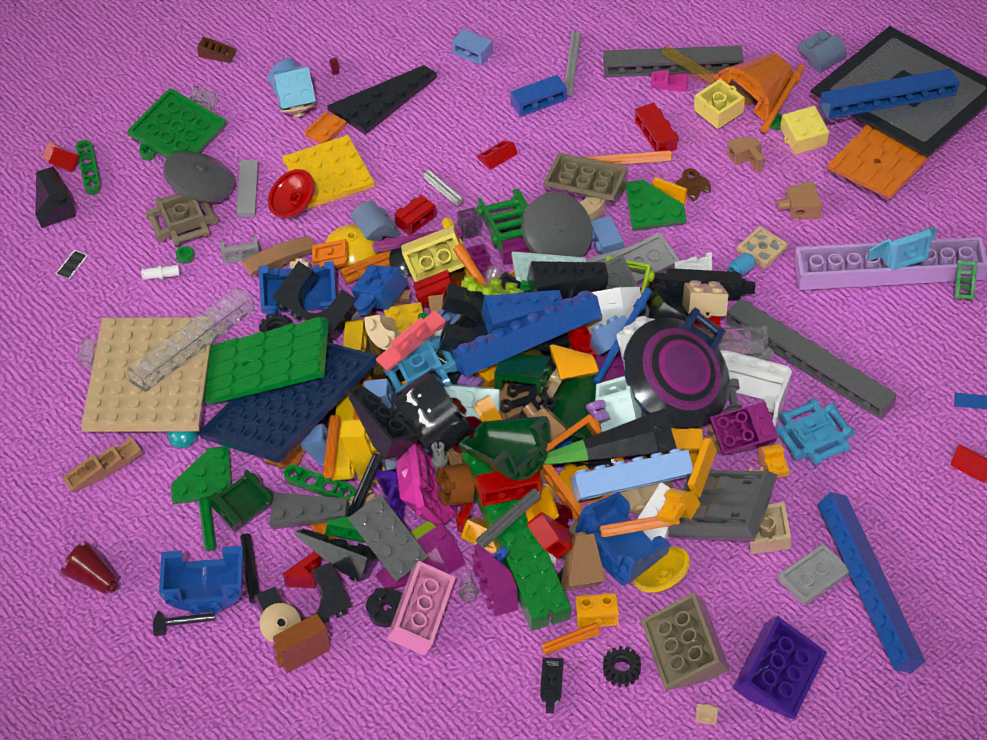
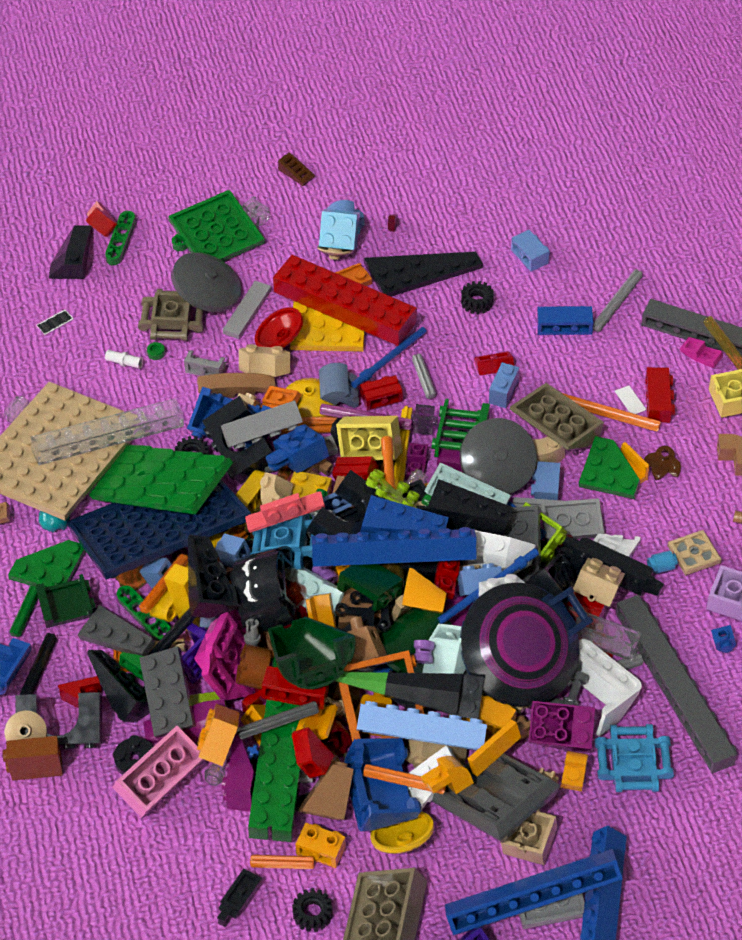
camera: 25 degrees right, 0 degrees up
(294, 225) = (264, 360): none -> tan brick
(333, 278) = (261, 424): none -> light grey brick
(336, 146) = (345, 300): none -> red brick
(395, 202) = (367, 374): none -> blue bar
(450, 110) = (477, 305): none -> black tyre
(460, 552) = (218, 734): none -> light orange brick
(520, 169) = (503, 385): none -> medium blue brick
(632, 142) = (630, 400): none -> white sticker
(802, 570) = (533, 892): none -> blue brick
(830, 307) = (724, 643): none -> blue plate

